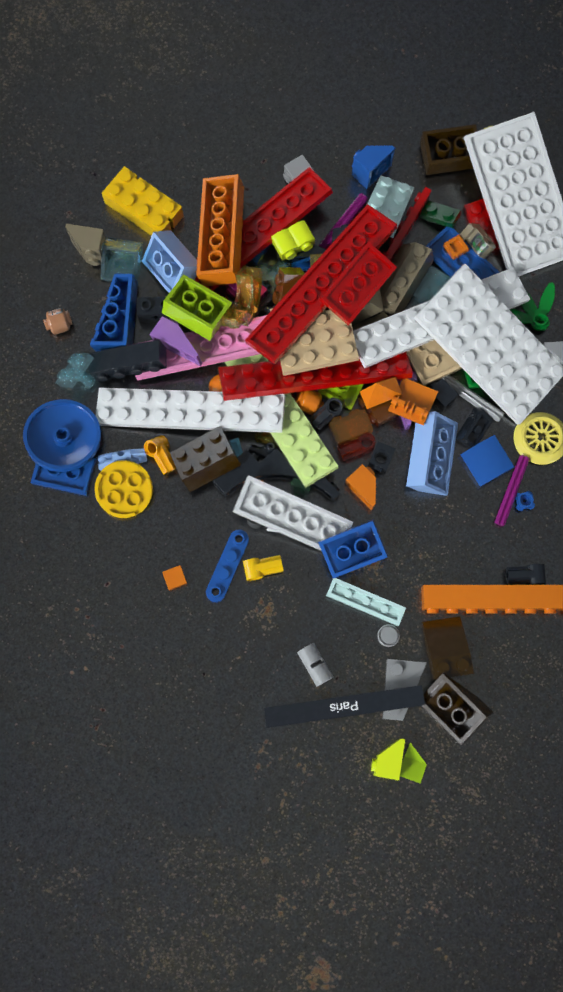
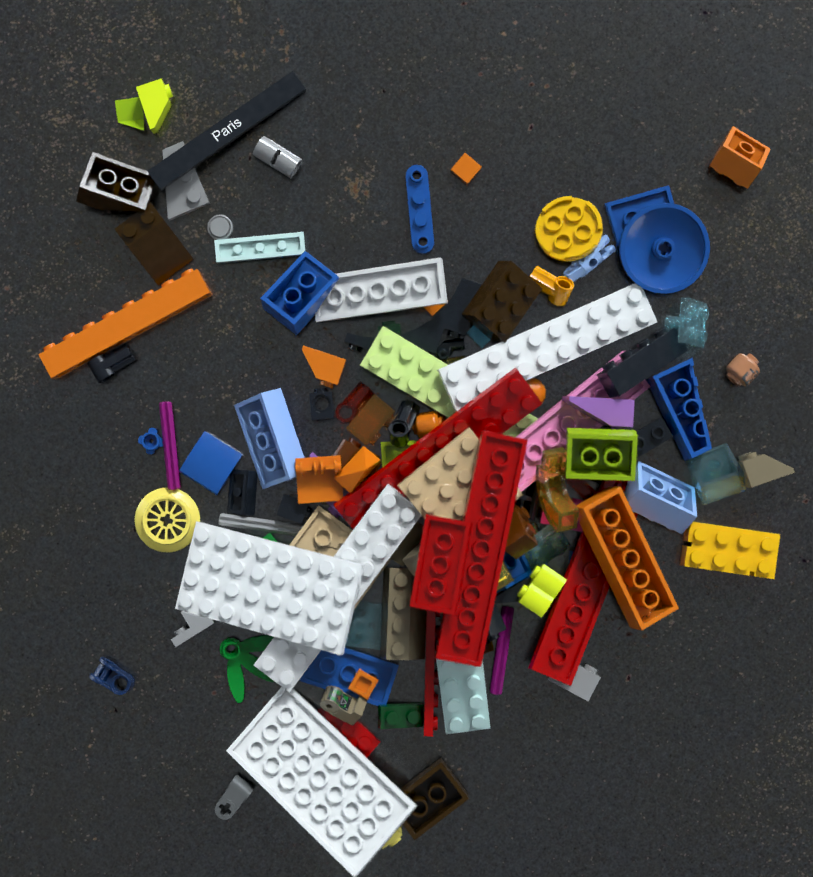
camera: 150 degrees right, 10 degrees up
(258, 568) = (387, 222): yellow piece -> none
(372, 163) = (506, 731): blue slope -> none

